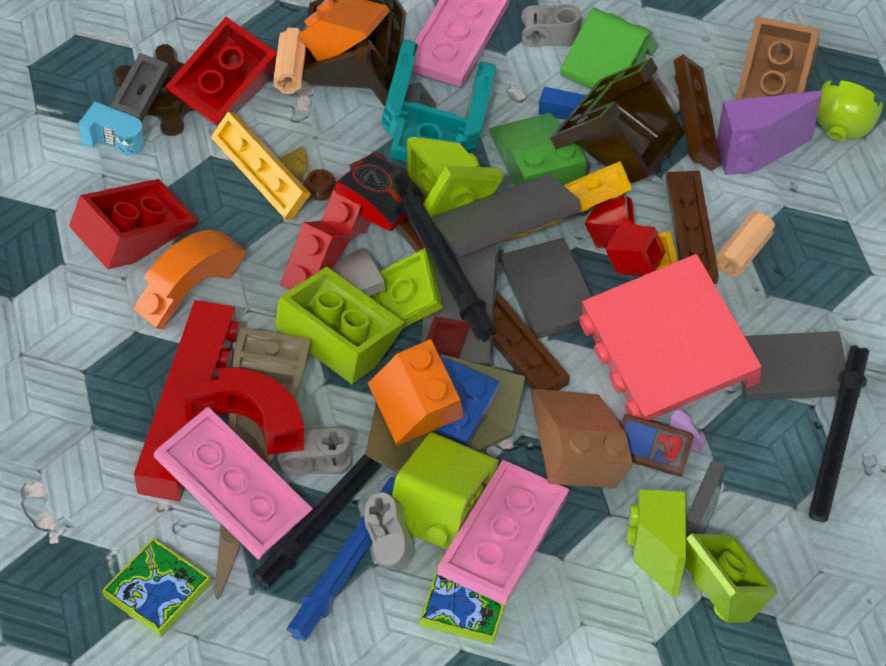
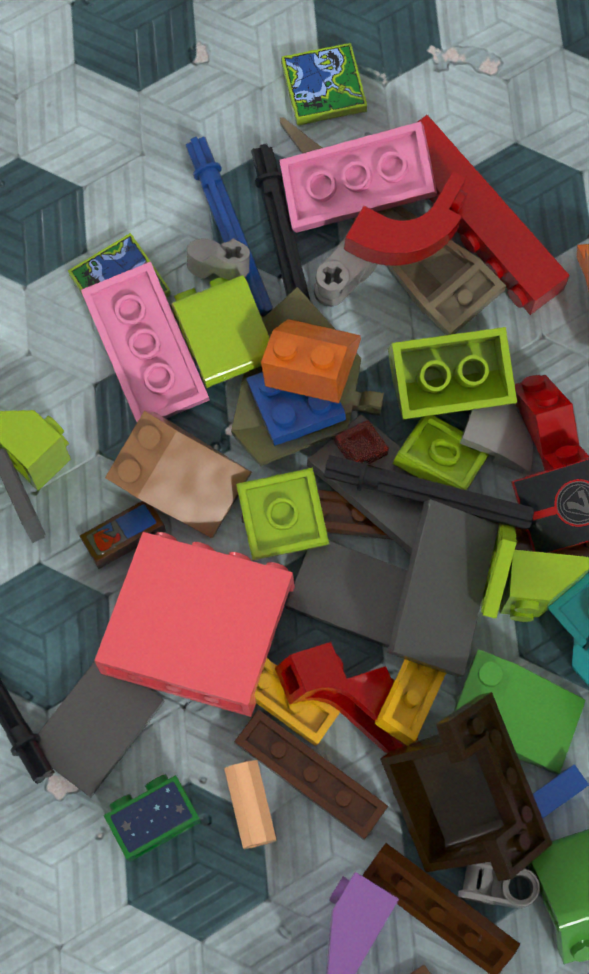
camera: 130 degrees right, 20 degrees up
(543, 349) = (282, 514): none -> lime tile
(682, 421) = (109, 569): lavender tile -> none
(812, 285) = (151, 817): none -> brick

